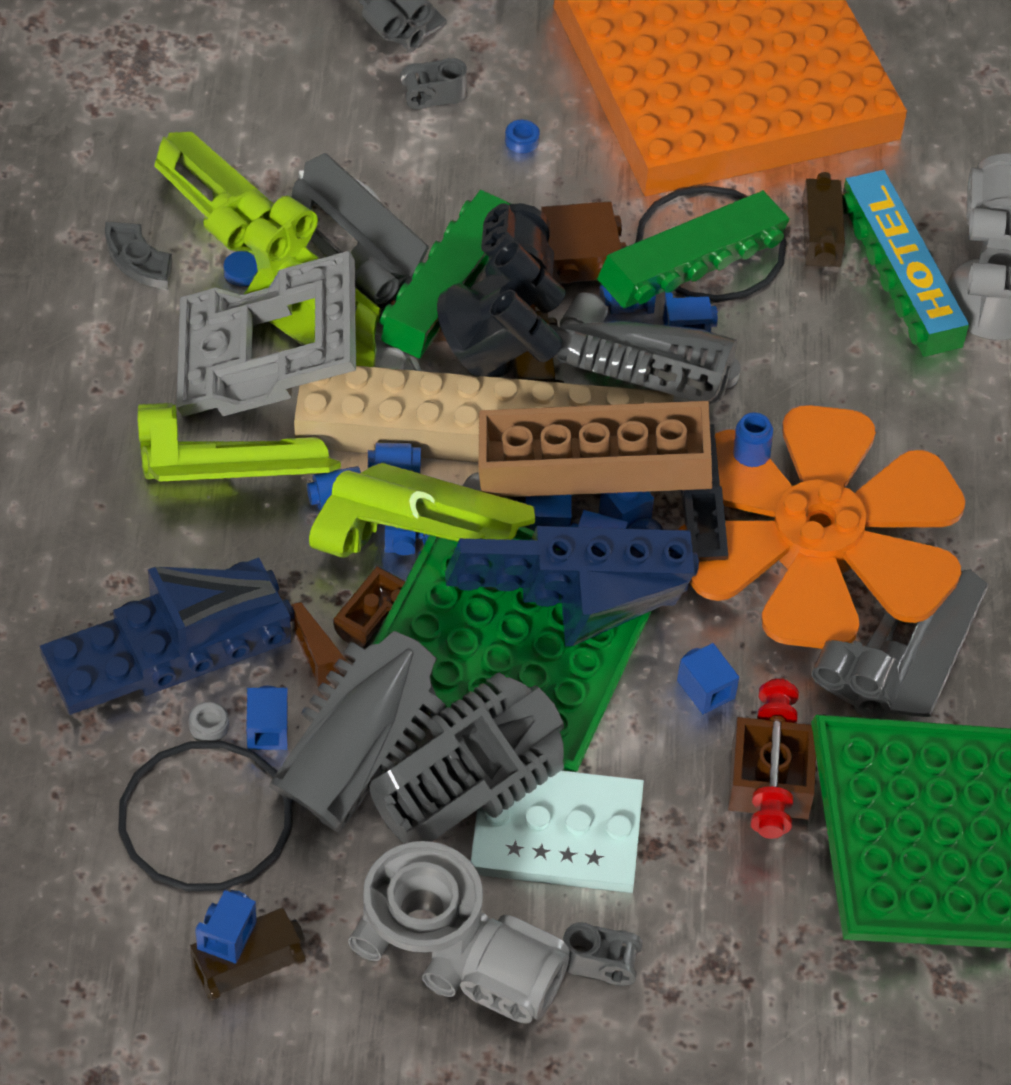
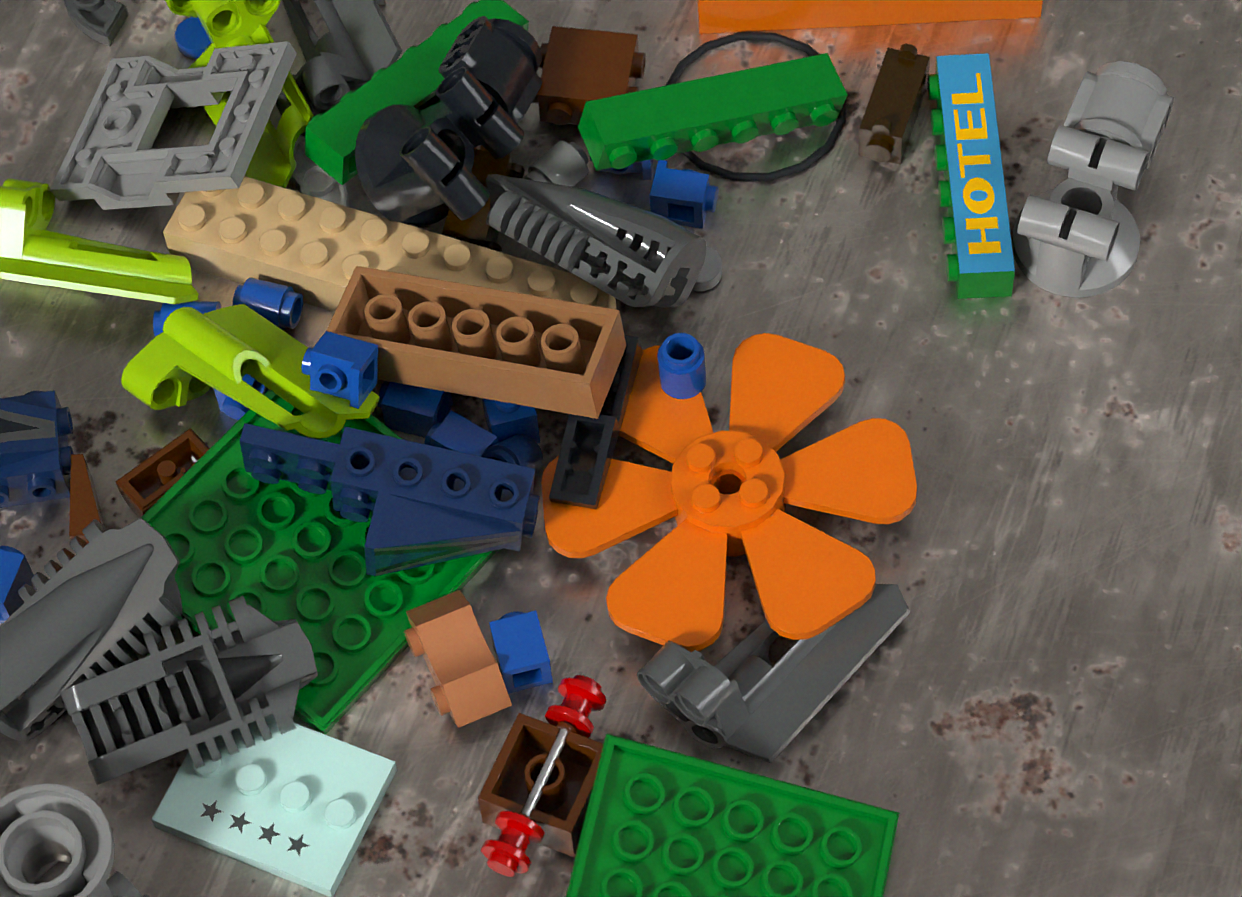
camera: 25 degrees right, 5 degrees up
(501, 488) = (342, 367): none -> blue brick
(662, 693) = (457, 658): none -> nougat brick

